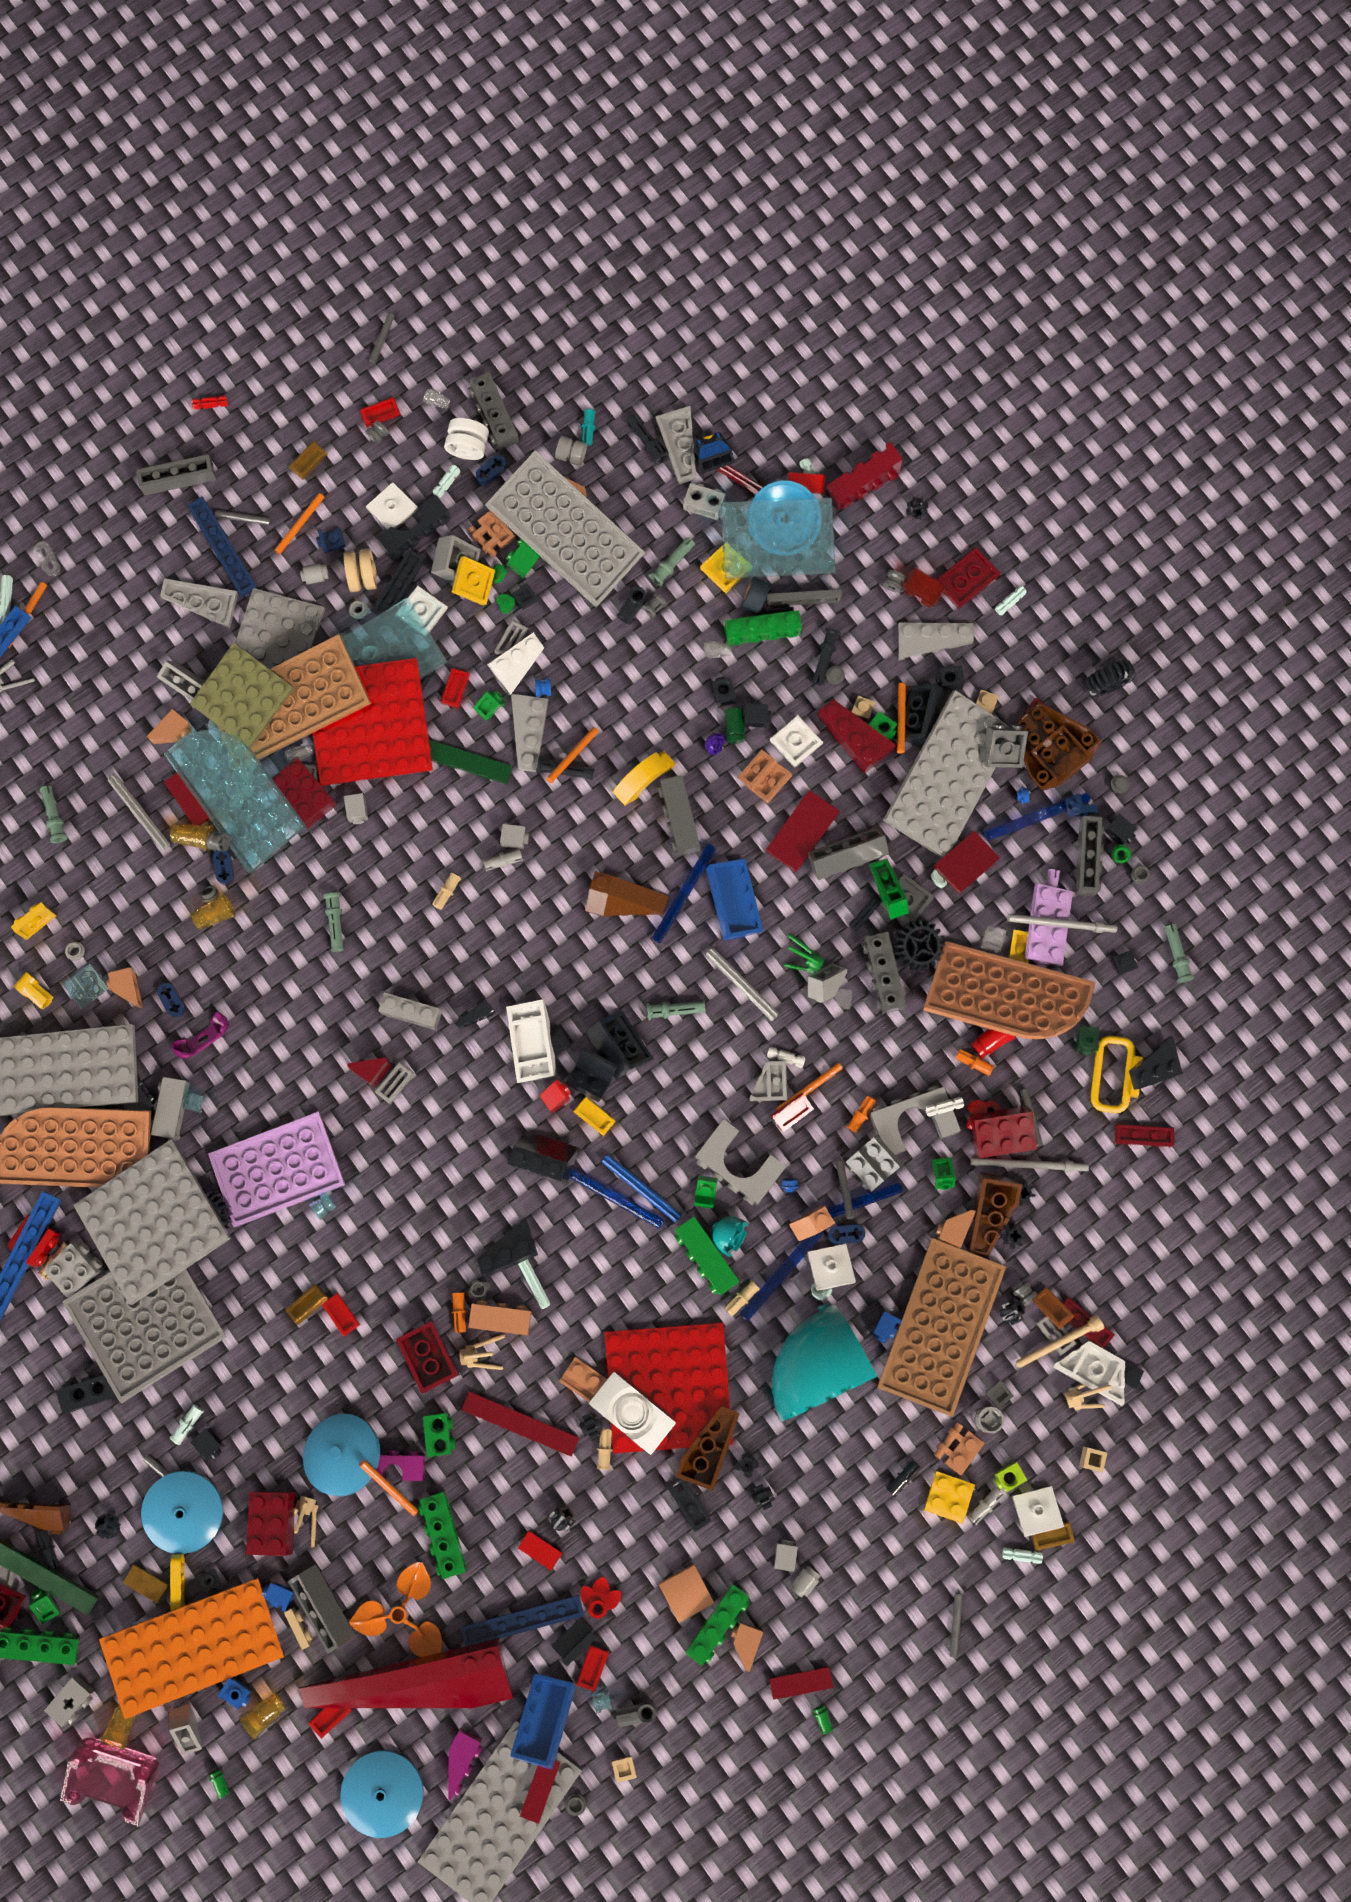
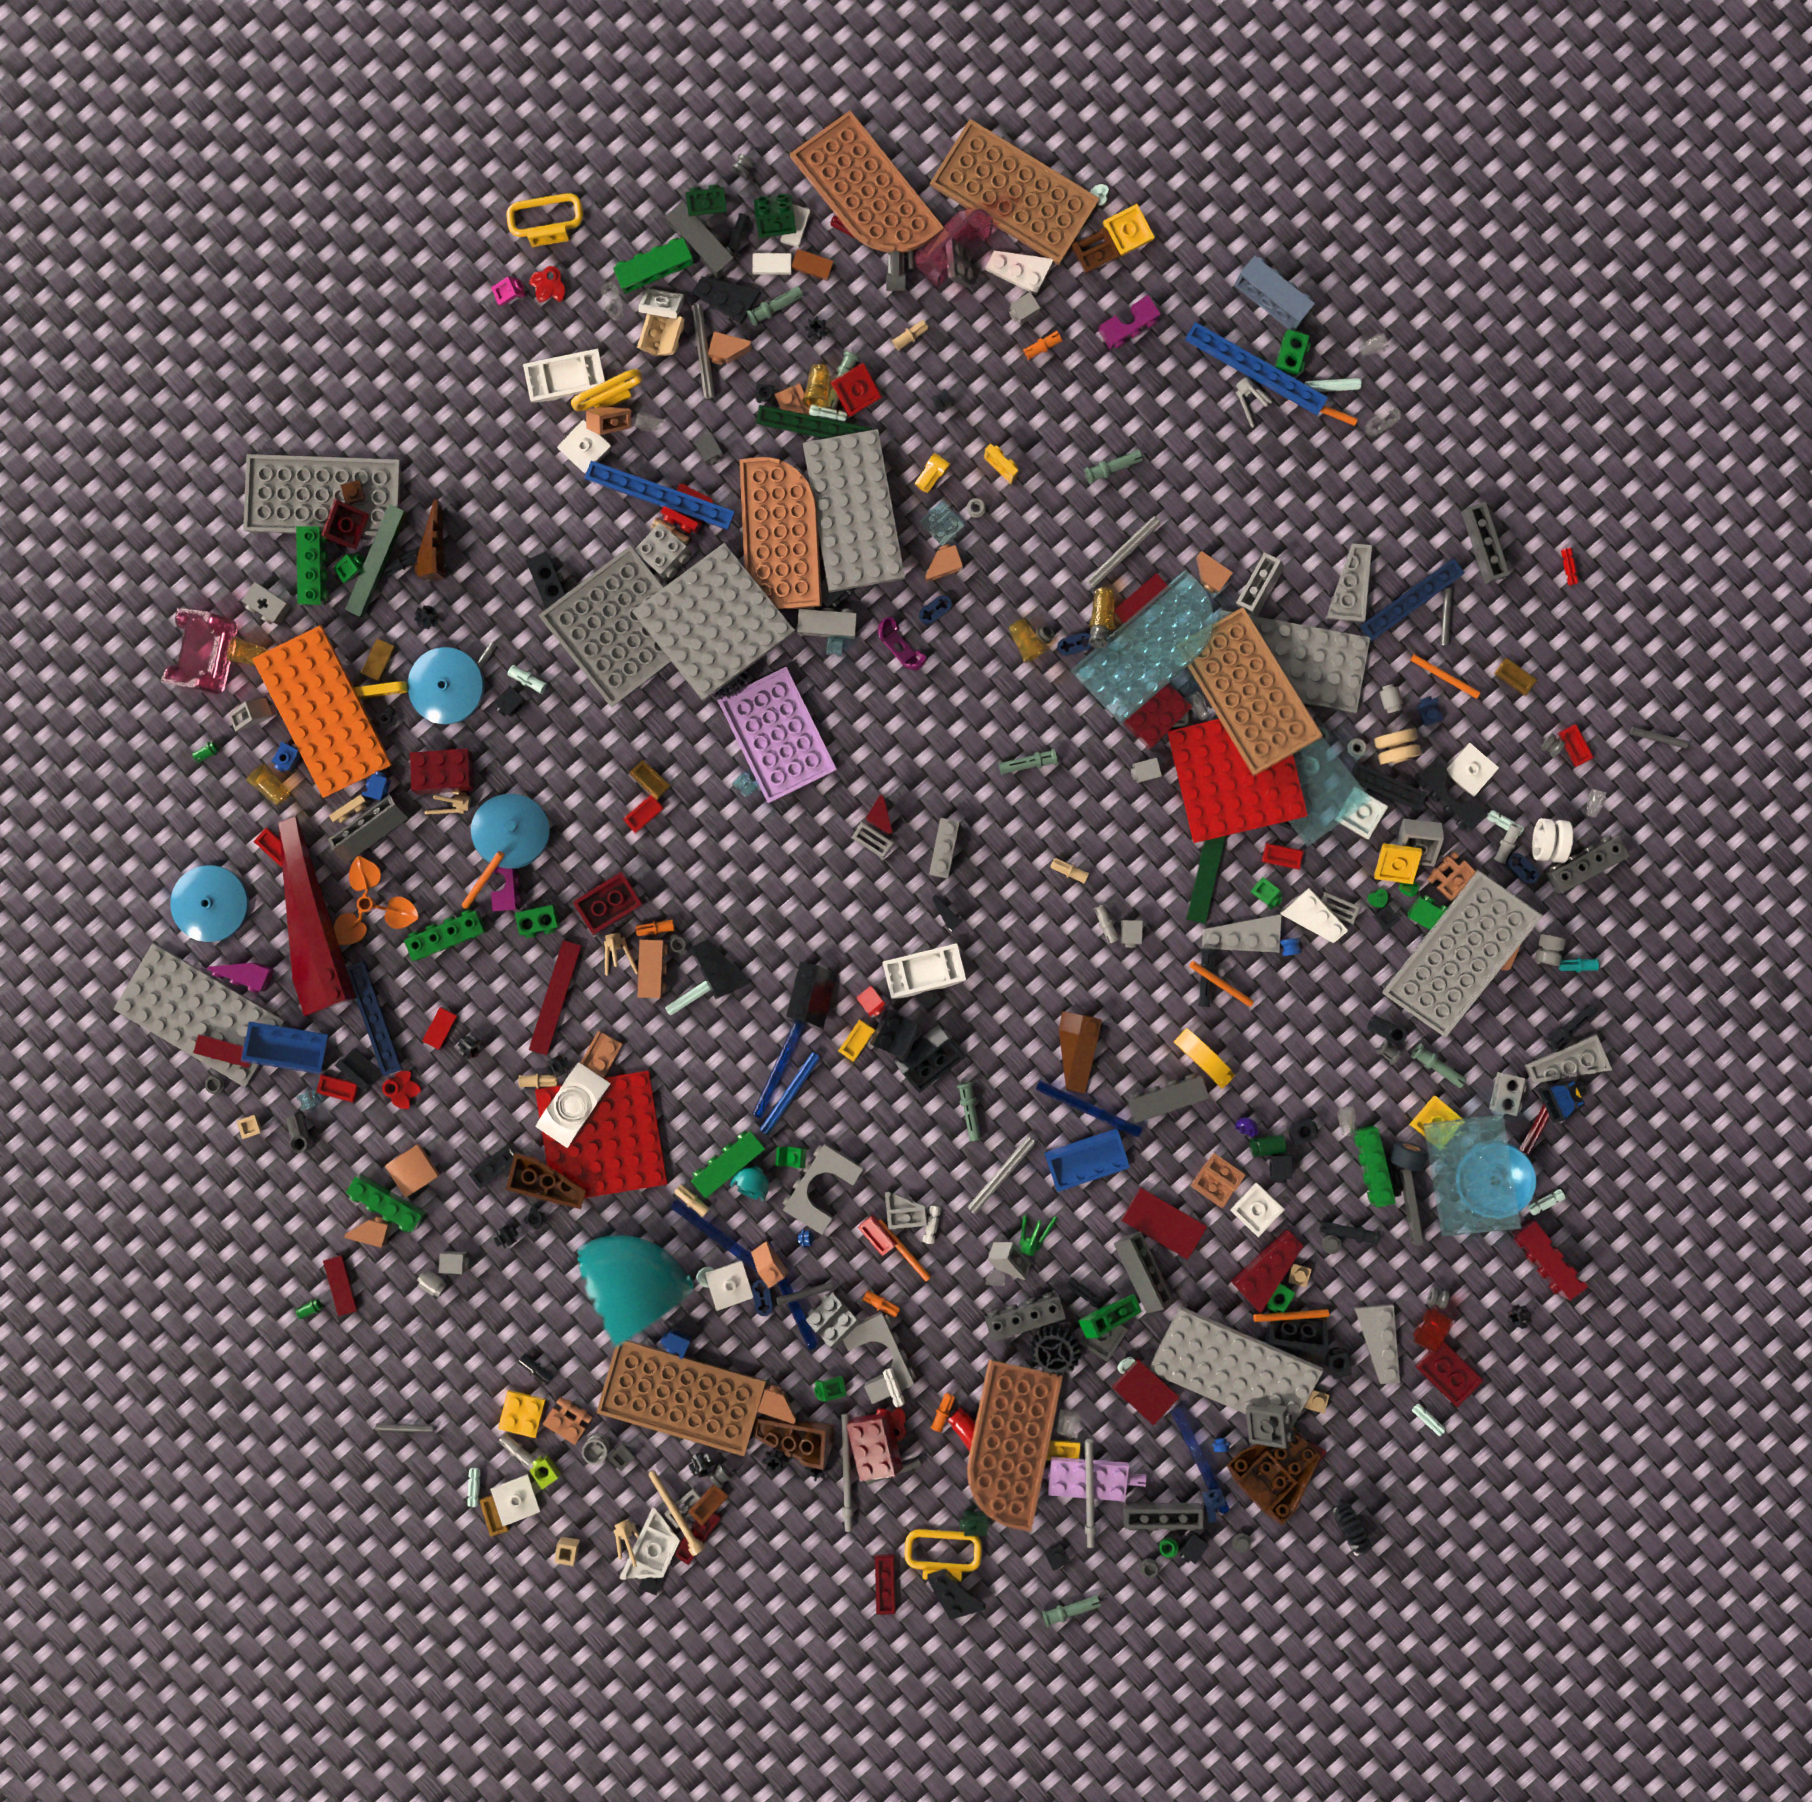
camera: 85 degrees right, 10 degrees up
(242, 695) = (1251, 643): olive plate -> none
(465, 480) = (1507, 843): none -> light grey pin
(812, 482) = (1538, 1204): red tile -> none

